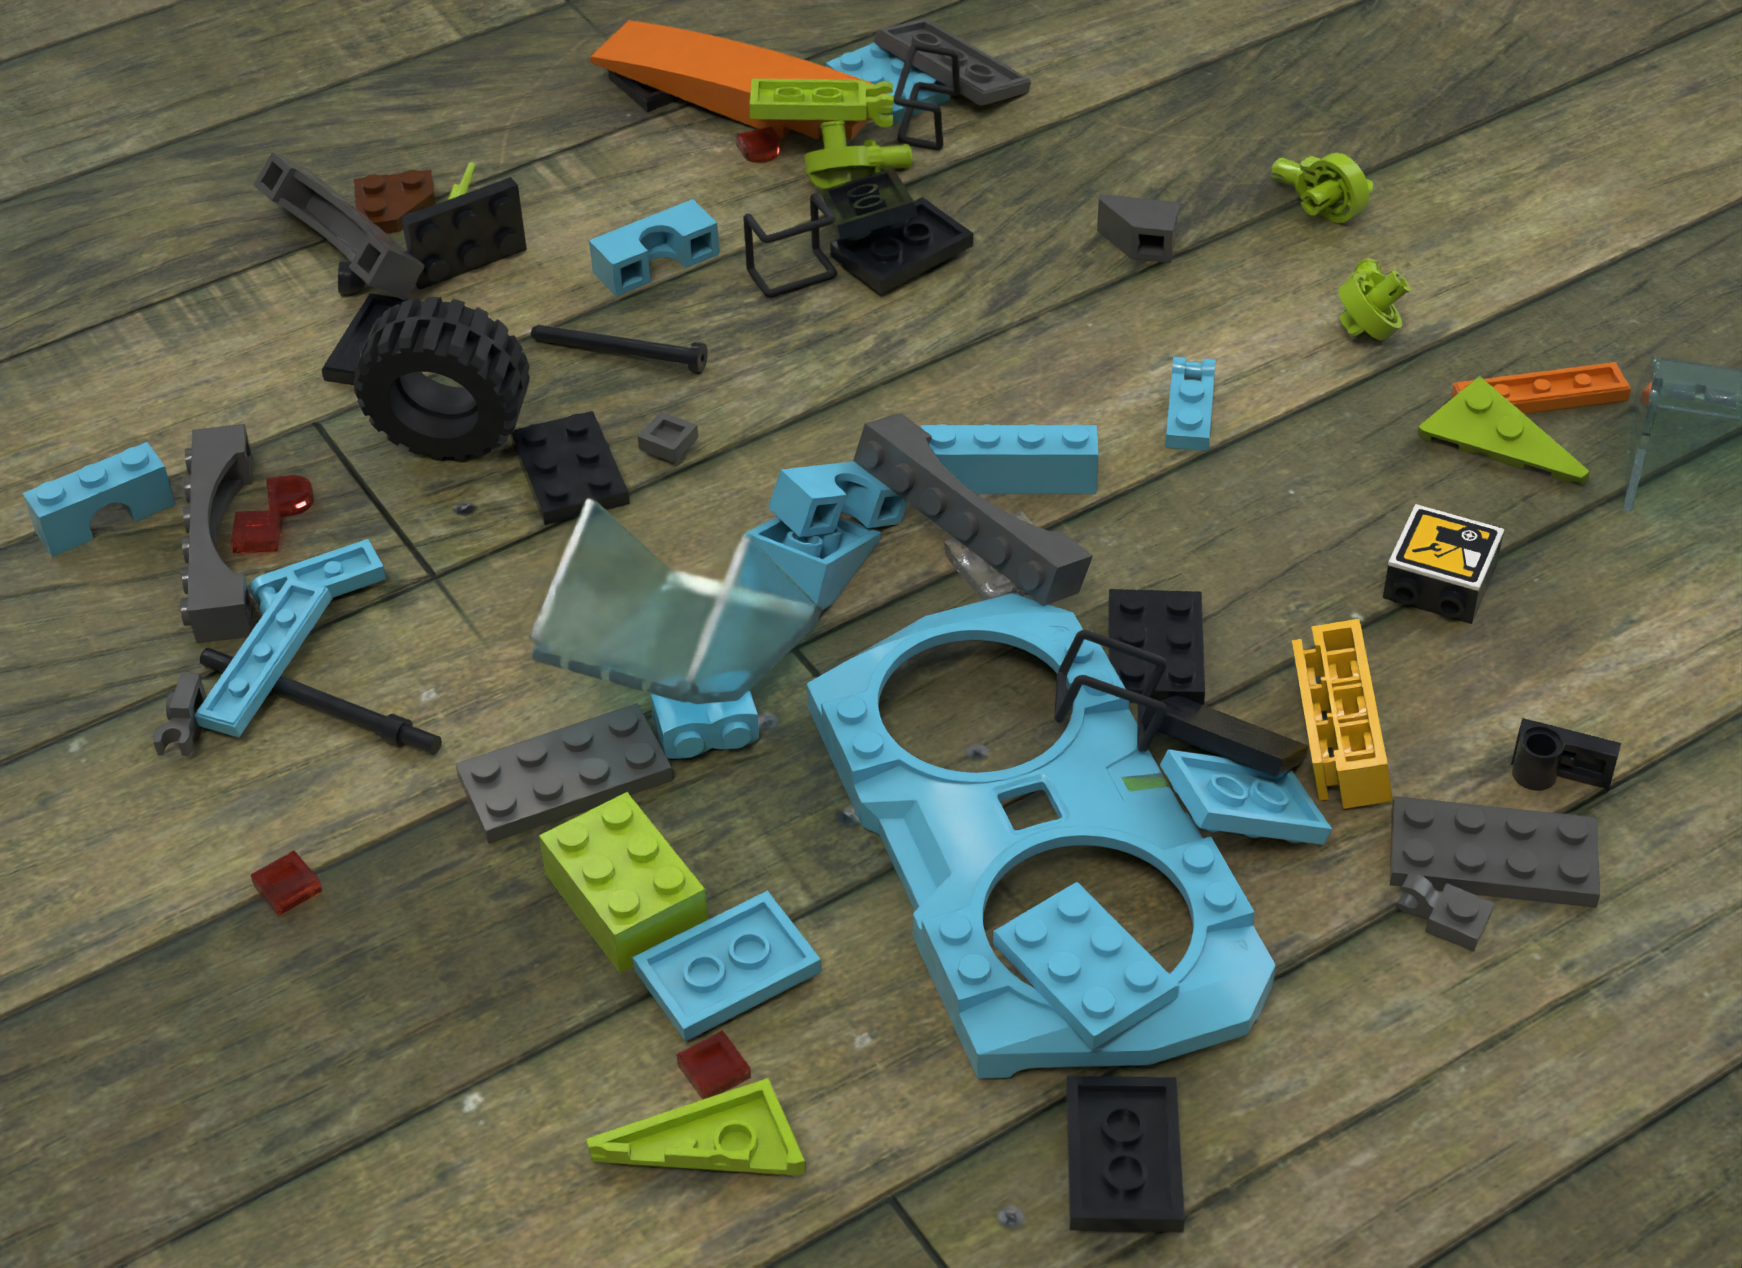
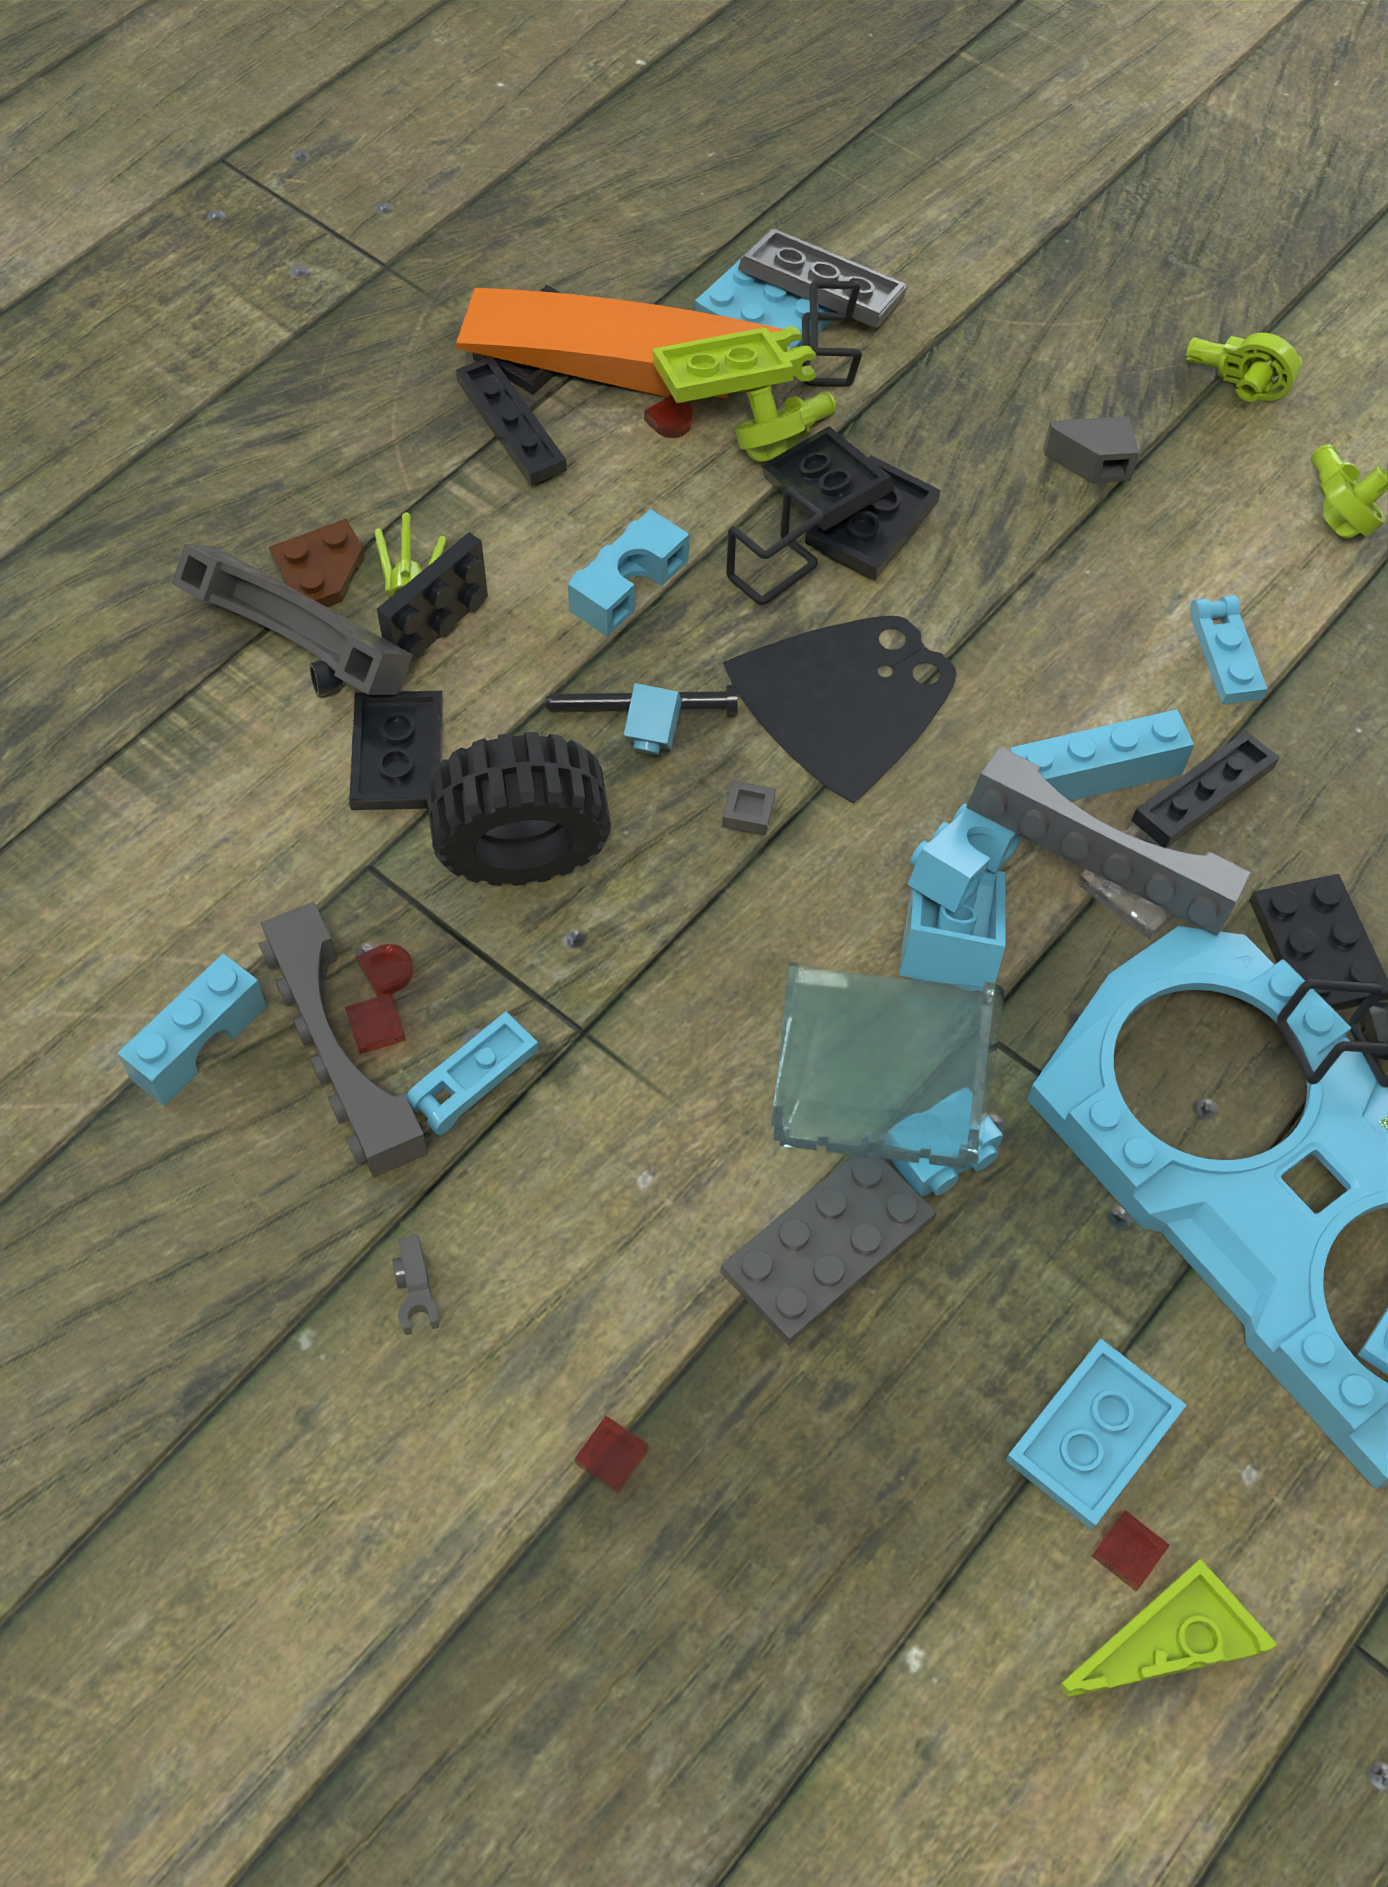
camera: 20 degrees left, 15 degrees up
(263, 657) = (467, 1190): medium azure tile -> none
(391, 728) = (637, 1237): black bar -> none
(568, 464) = (665, 867): black plate -> none
(613, 124) = (511, 420): none -> black plate
(613, 352) = (652, 718): none -> medium azure brick
(622, 879) = (958, 1366): lime brick -> none
(796, 382) = (833, 708): none -> black piece
(1100, 497) = (1204, 789): none -> black plate

